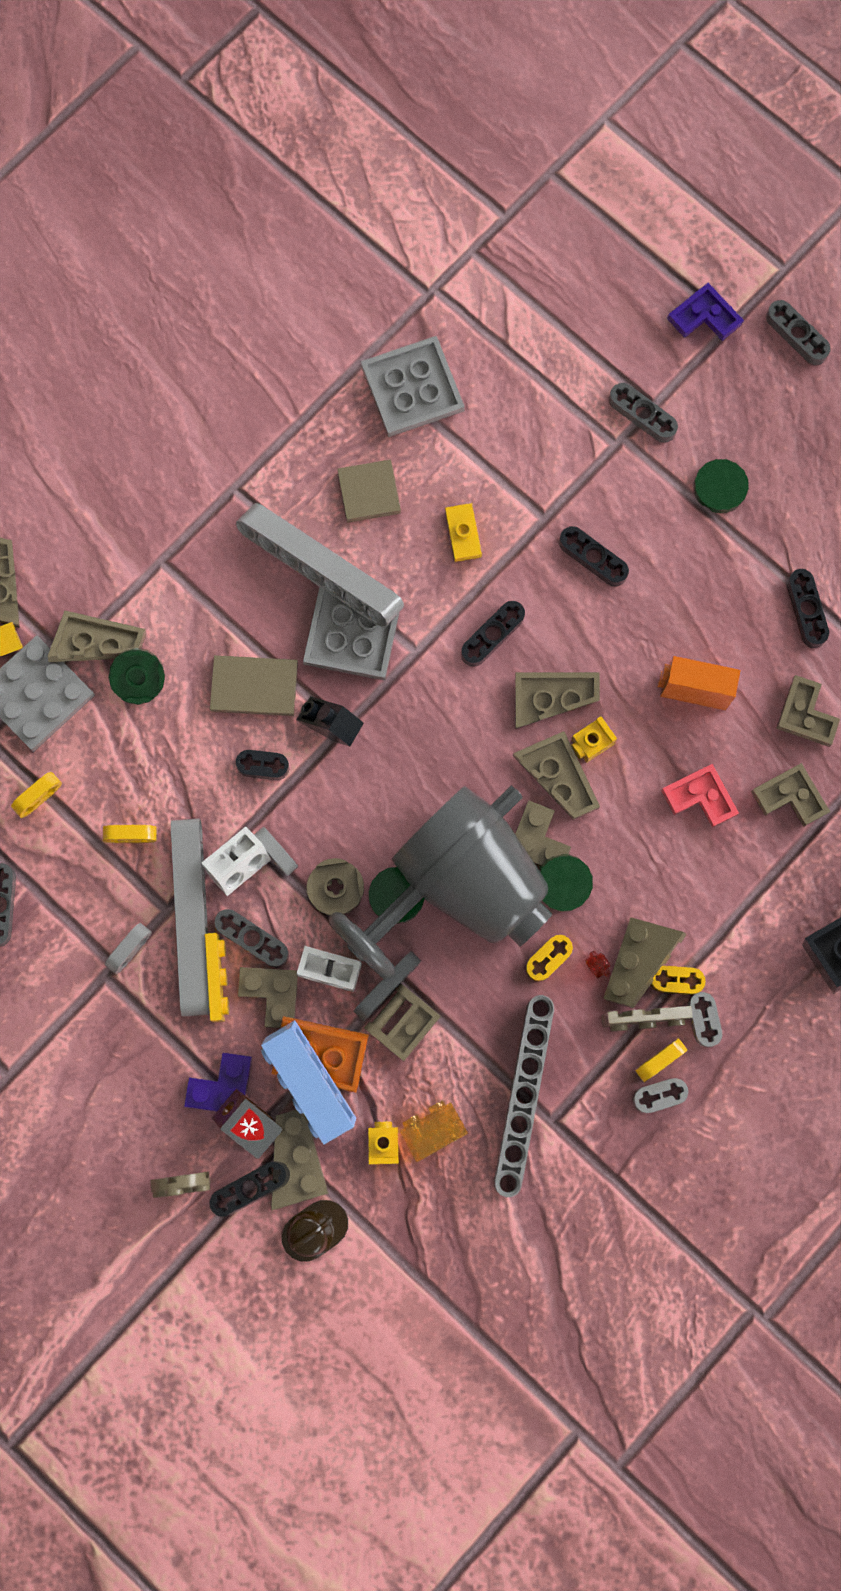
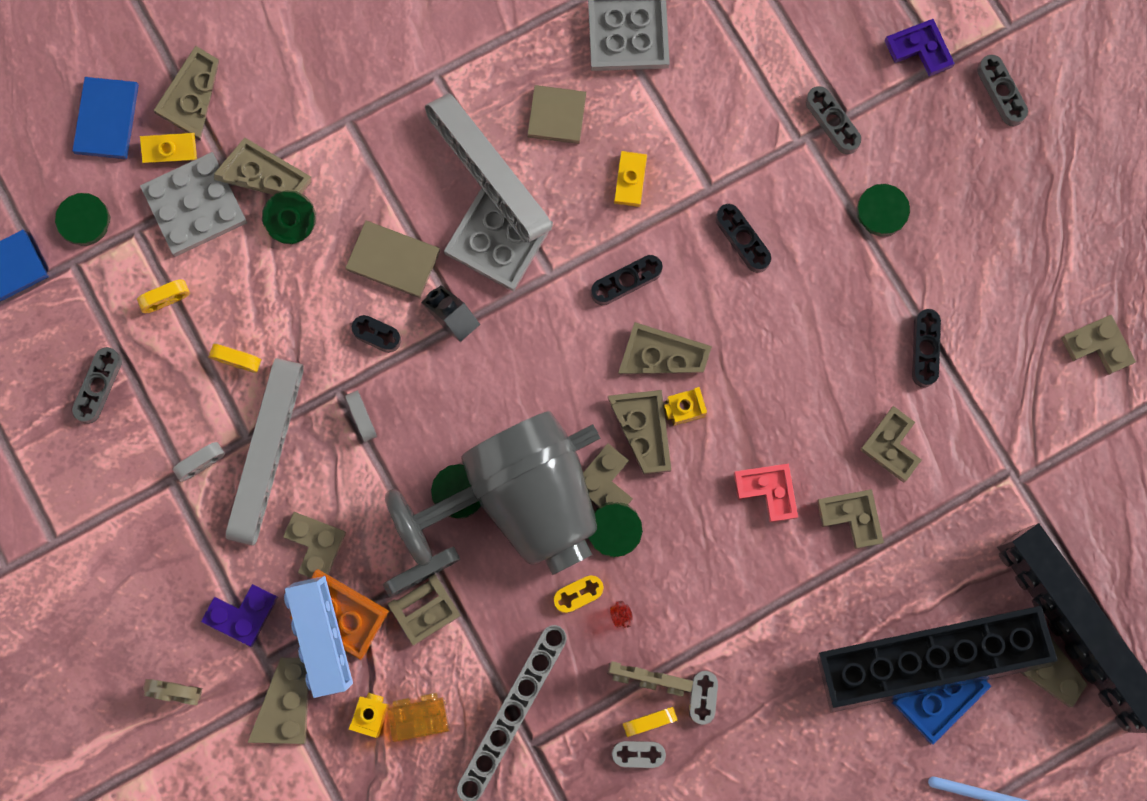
camera: 15 degrees right, 0 degrees up
(216, 977) = (268, 514): yellow plate -> none
(227, 1191) = (225, 725): black beam -> none
(236, 861) = (322, 413): white brick -> none
(238, 920) = (307, 468): dark grey beam -> none
(247, 1123) = (250, 656): piece -> none
(314, 1230) = (281, 773): dark brown piece -> none
(329, 969) = (373, 539): white brick -> none
(345, 874) = (418, 458): dark tan plate -> none
(639, 959) = (661, 621): dark tan wing -> none
(677, 987) = (692, 646): yellow beam -> none
(699, 683) = (800, 384): orange brick -> none

